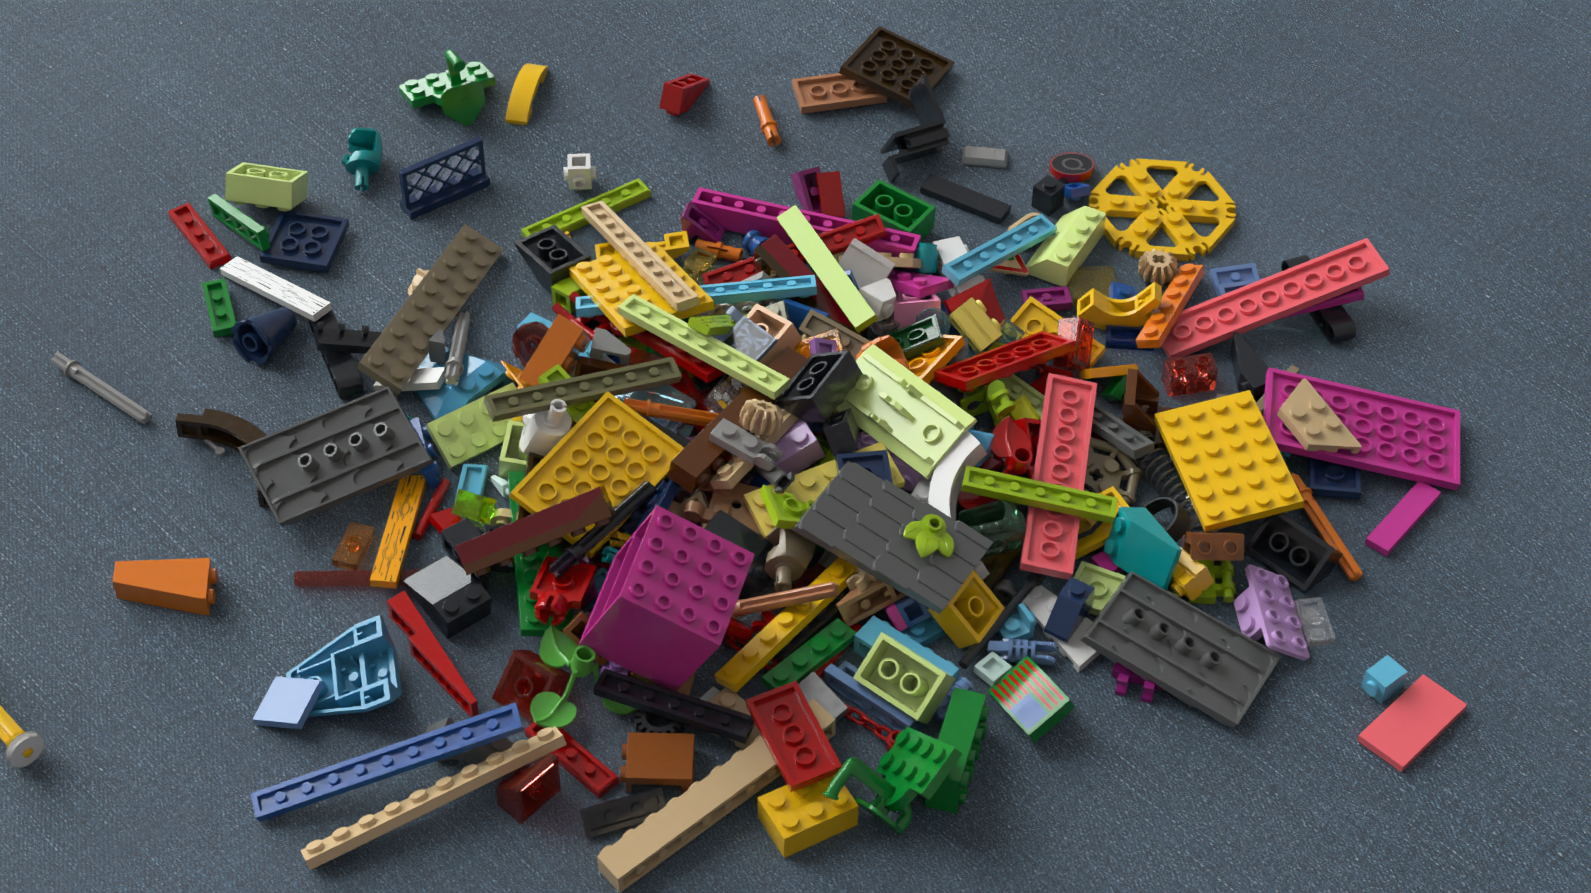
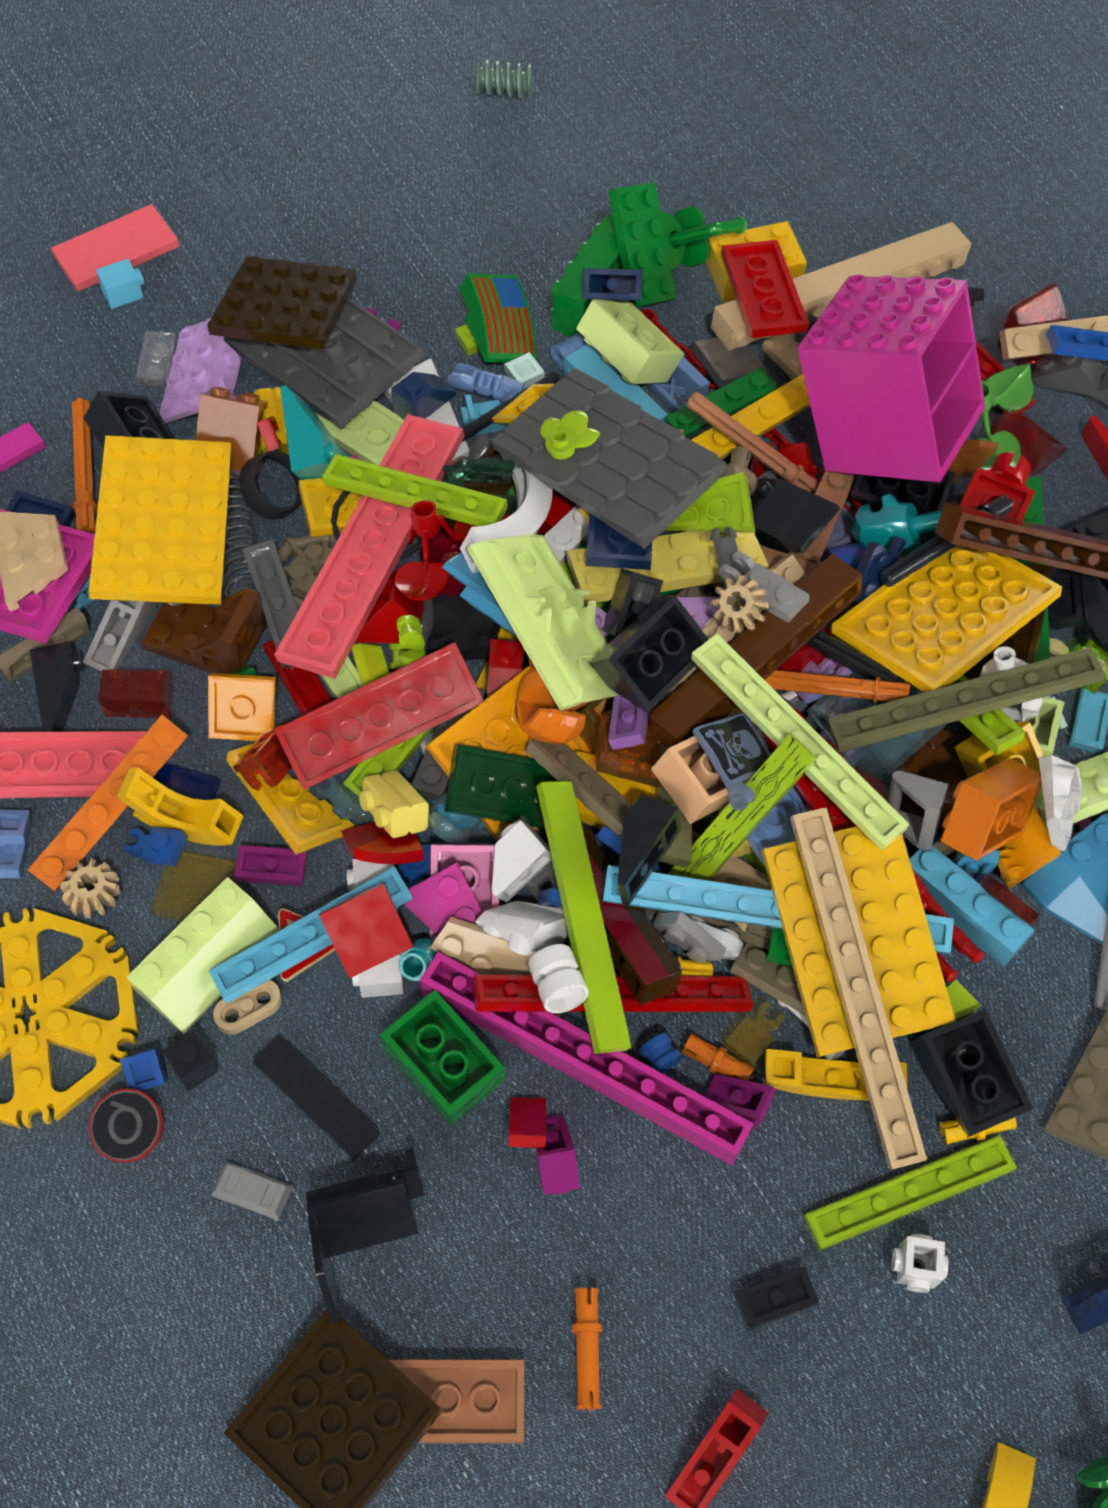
camera: 170 degrees left, 15 degrees up
(509, 368) = (1061, 797): none -> white slope
(662, 153) = (776, 1298): none -> black plate
(796, 292) = (646, 837): none -> black slope
(832, 228) = (557, 979): none -> white wheel
(932, 704) = (612, 284): none -> dark blue slope
(964, 245) = (366, 930): none -> red tile
(1180, 535) = (267, 428): none -> tile
(1224, 660) = (282, 302): none -> dark brown plate

